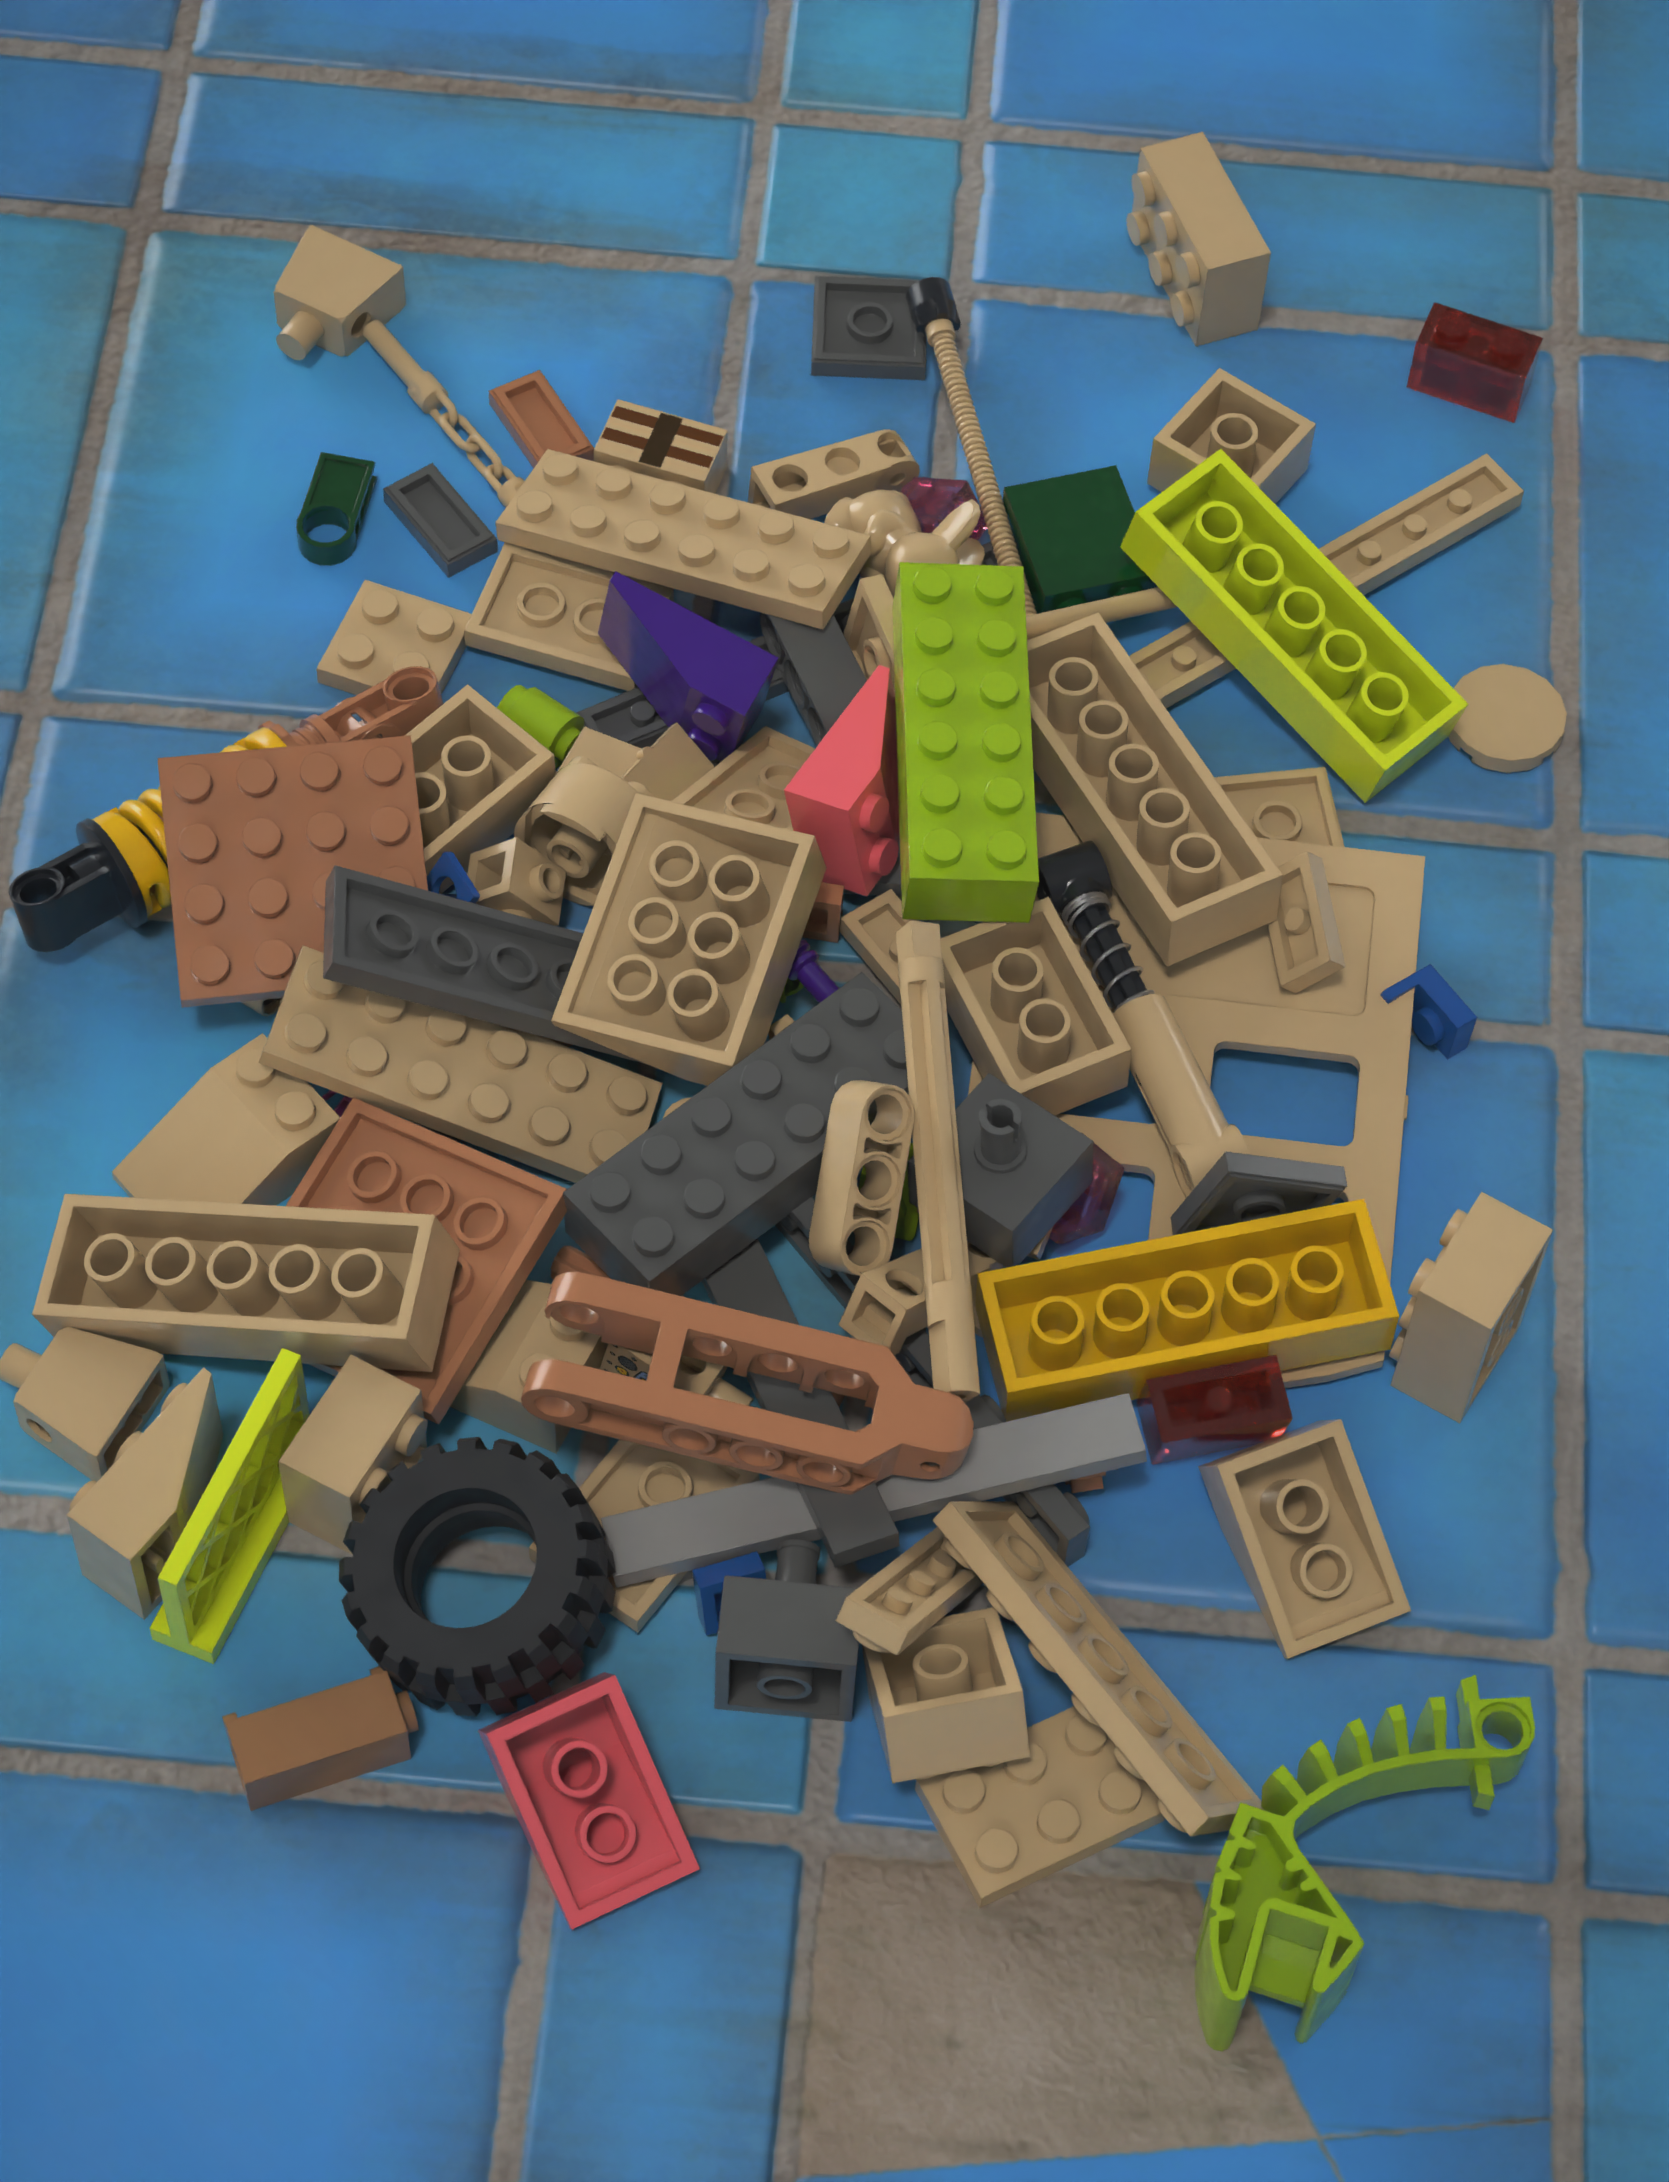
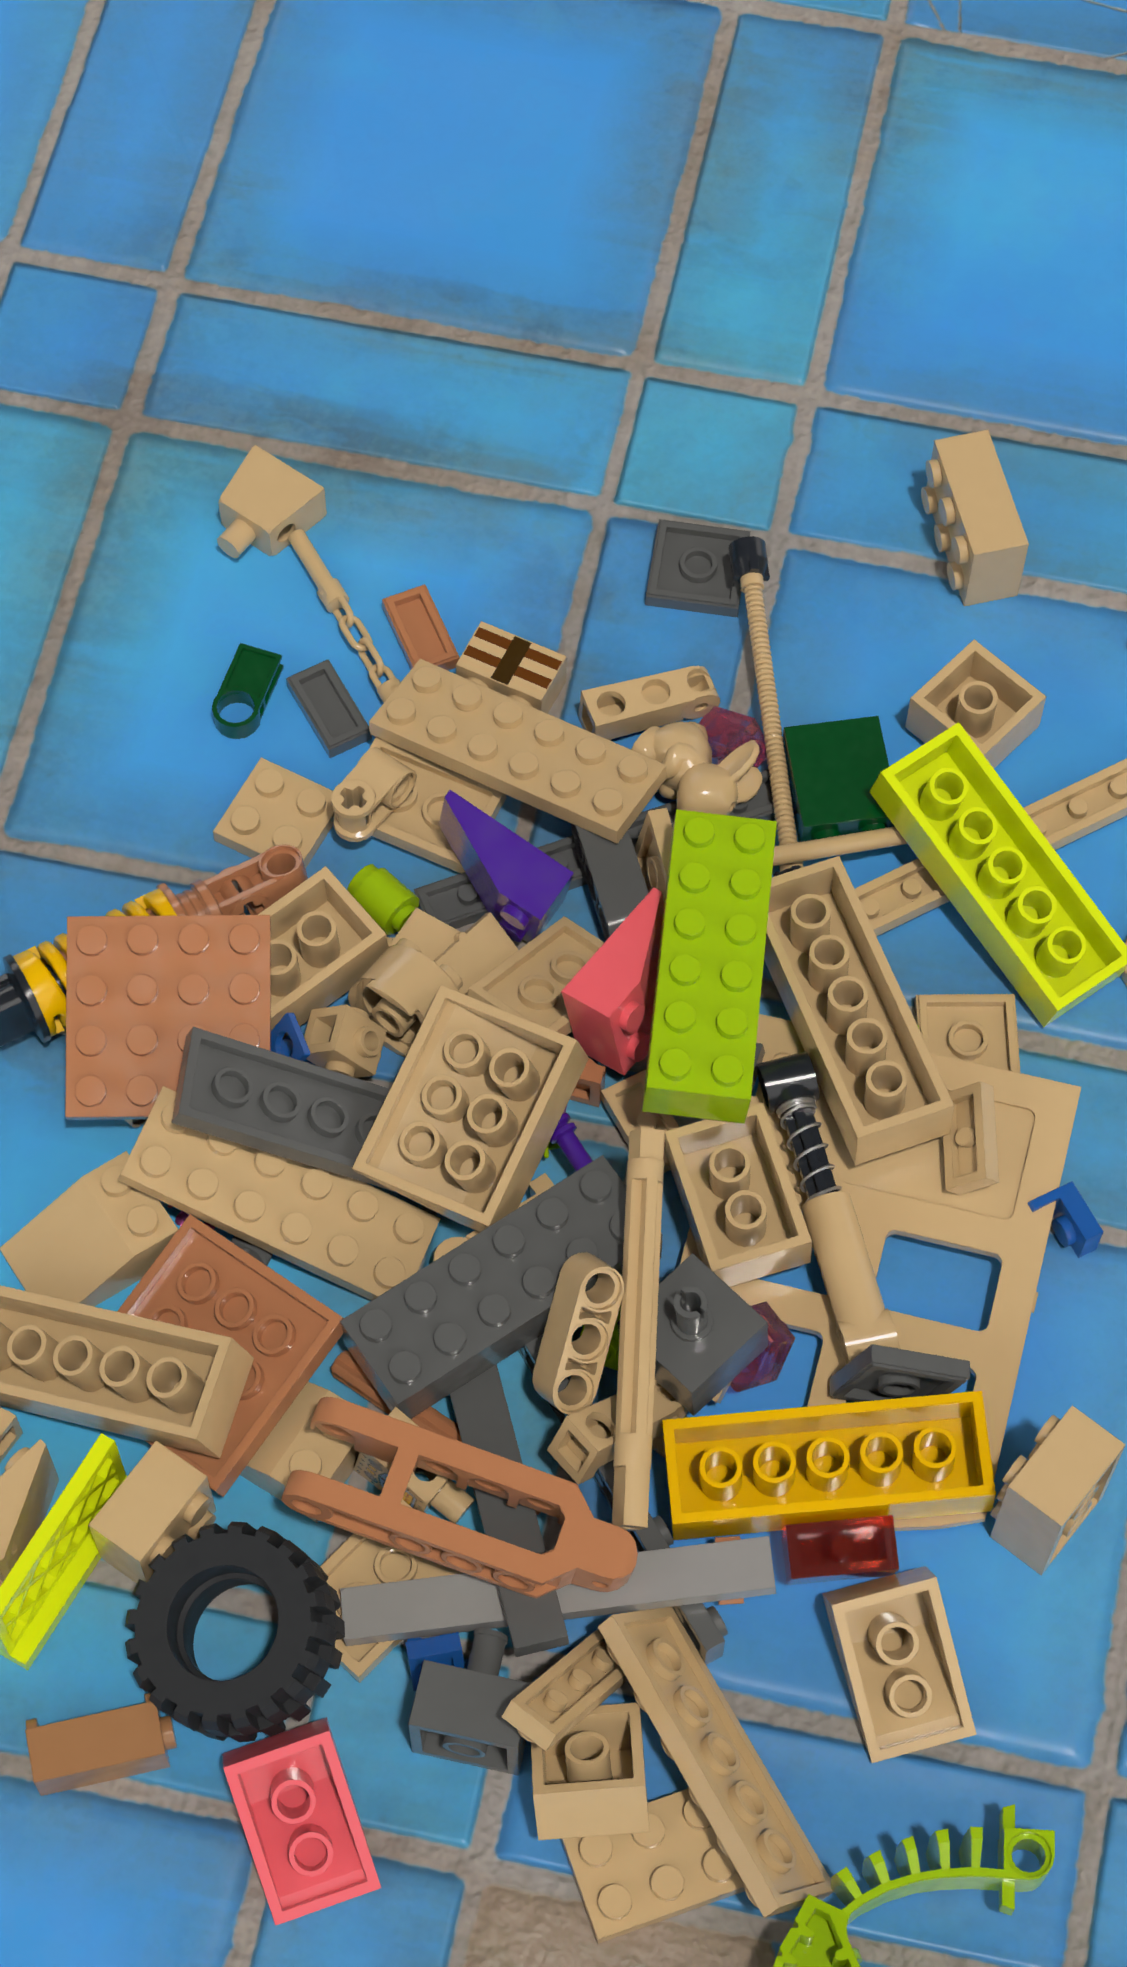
camera: 10 degrees right, 5 degrees up
(509, 604) = (370, 794): none -> tan piece

